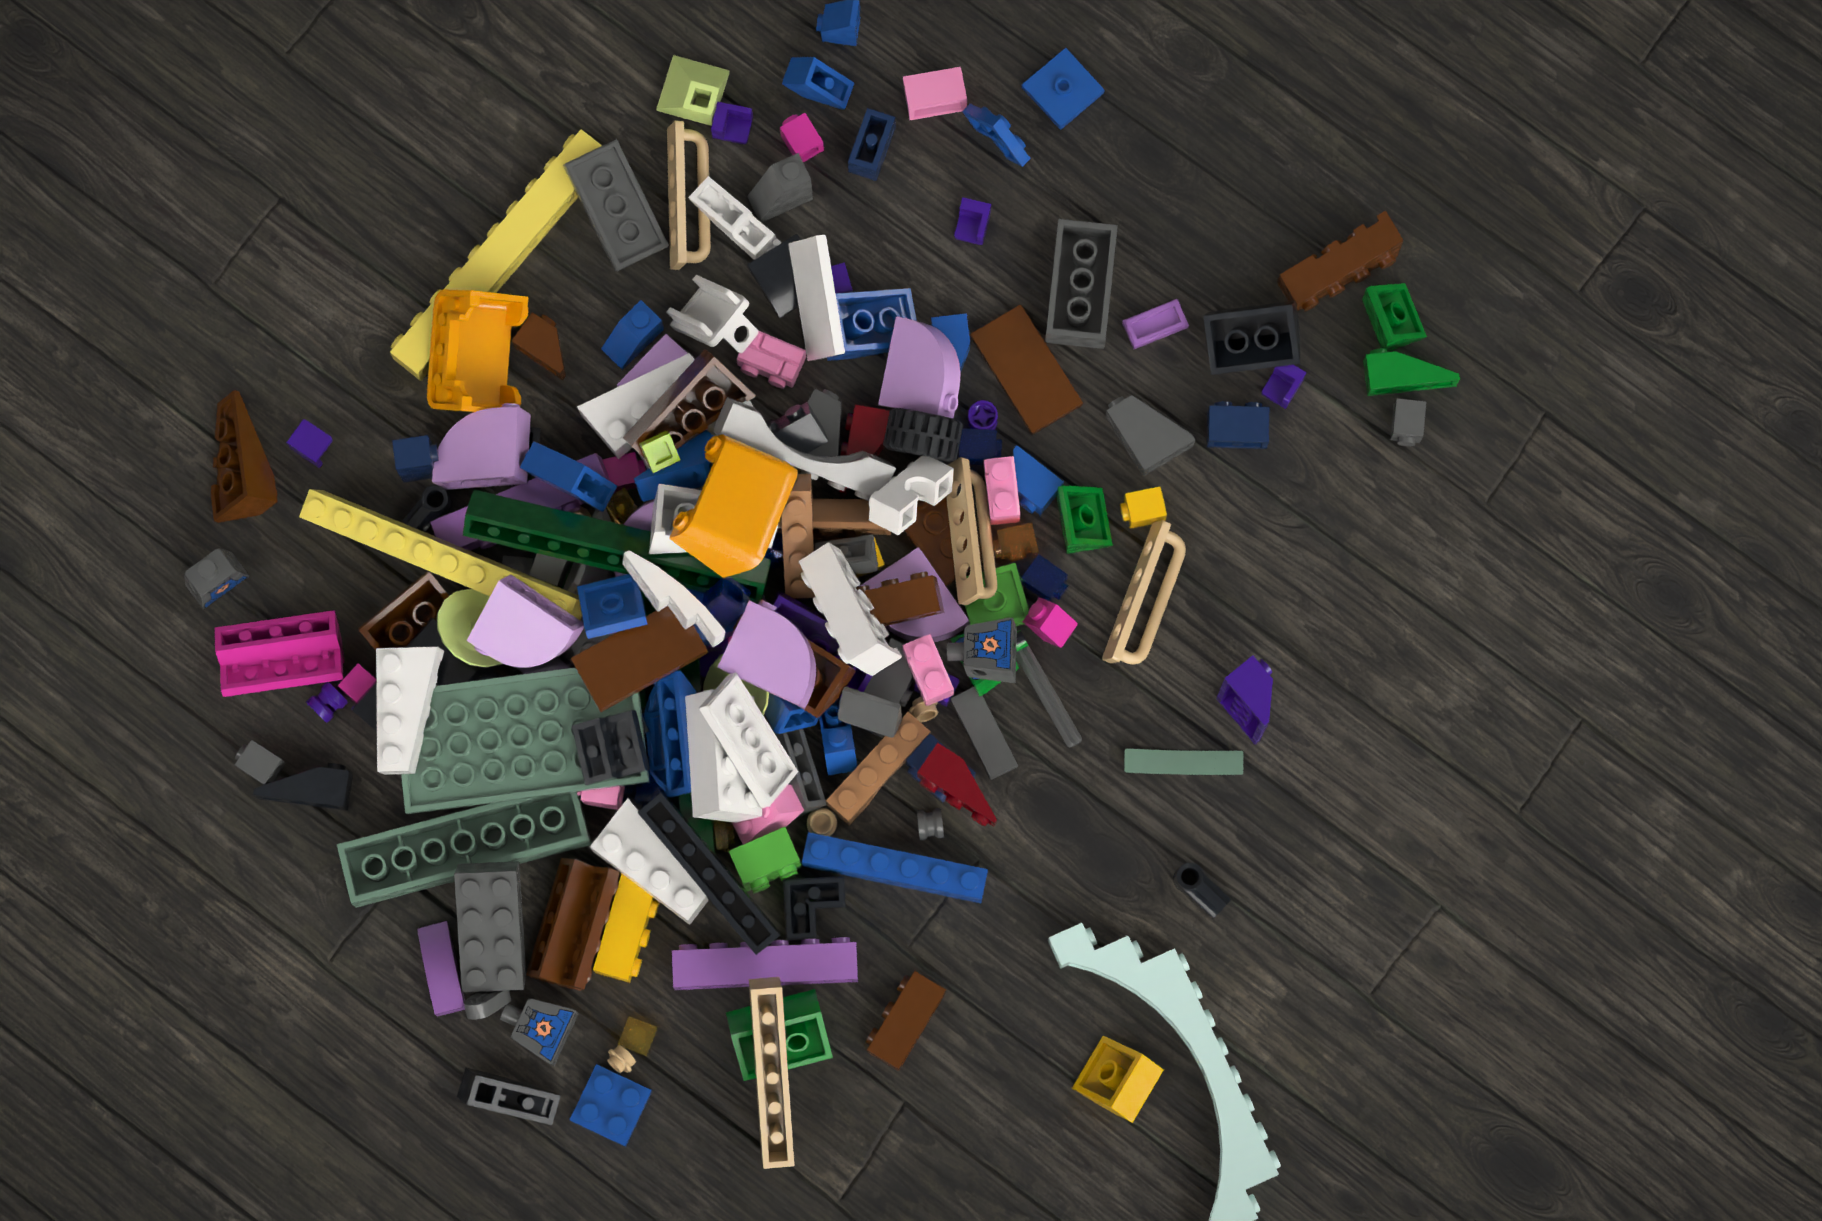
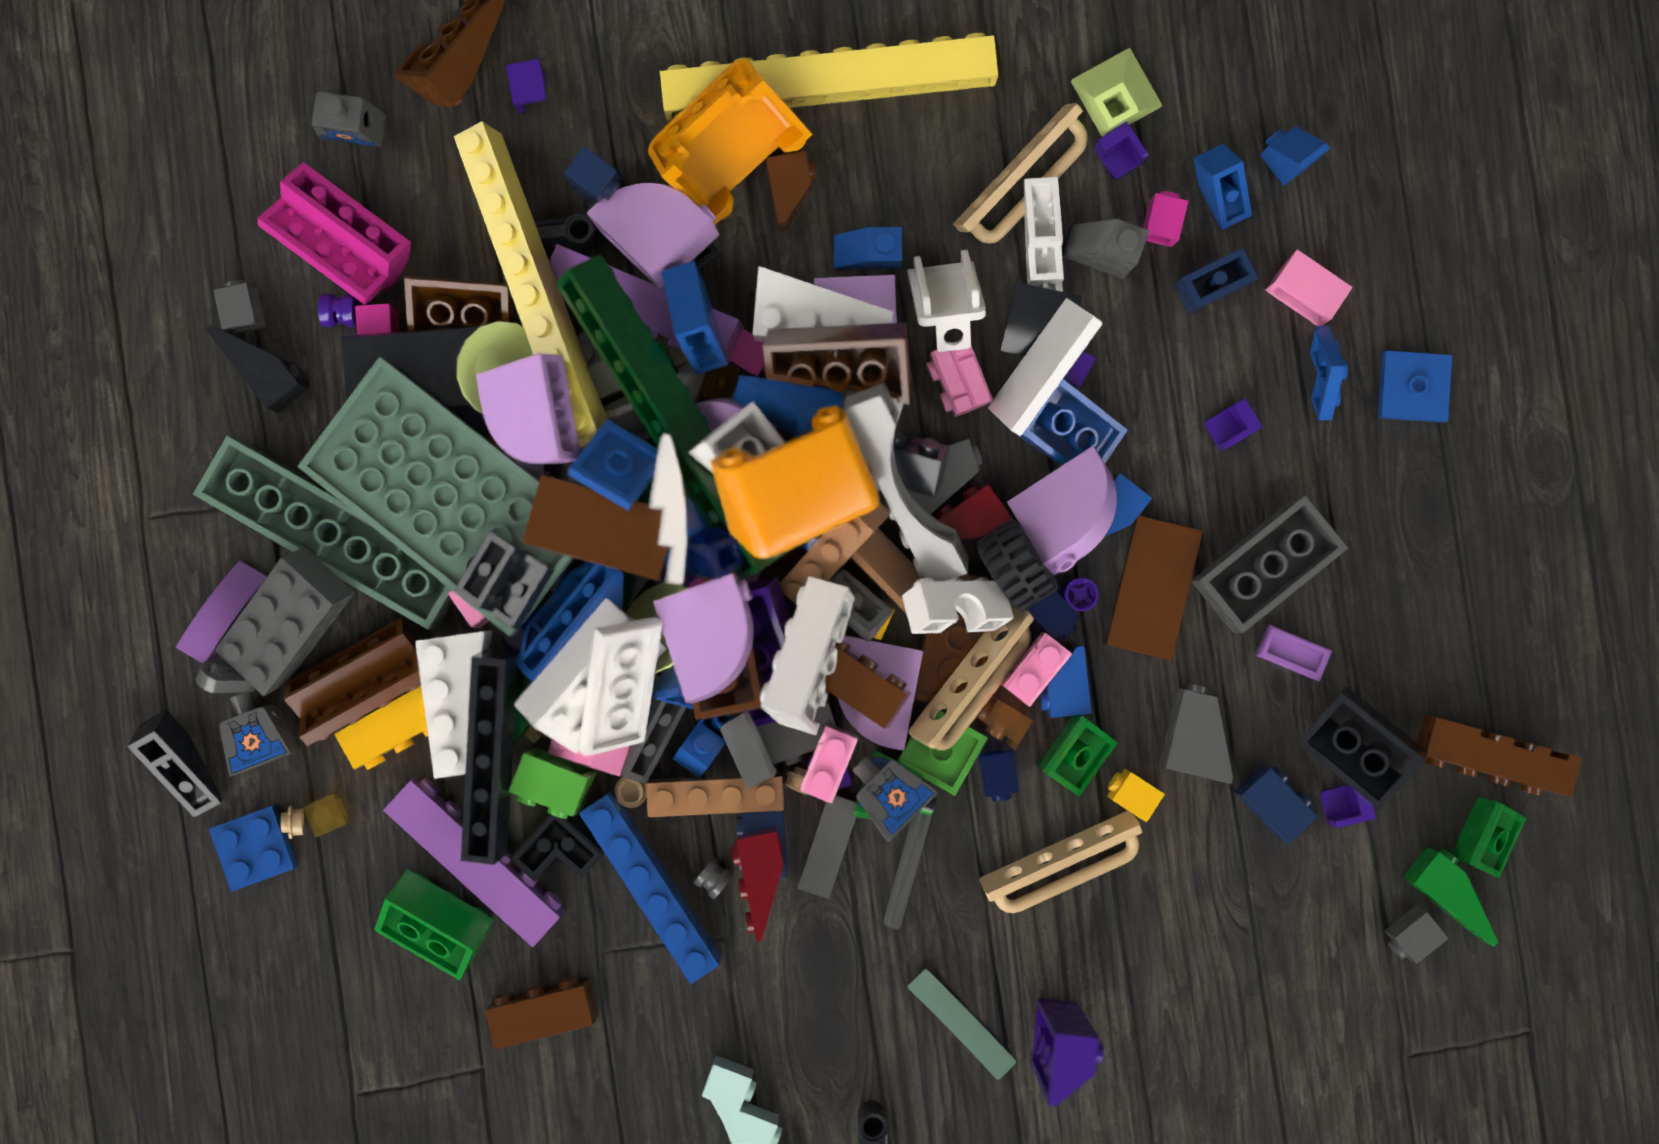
camera: 50 degrees right, 10 degrees up
(403, 704) = (370, 377): white wedge -> none
(616, 205) = (960, 127): dark grey tile -> none
(659, 451) = (781, 374): lime plate -> none
(771, 1072) = (386, 960): tan brick -> none
(1050, 622) = (966, 814): dark pink brick -> none

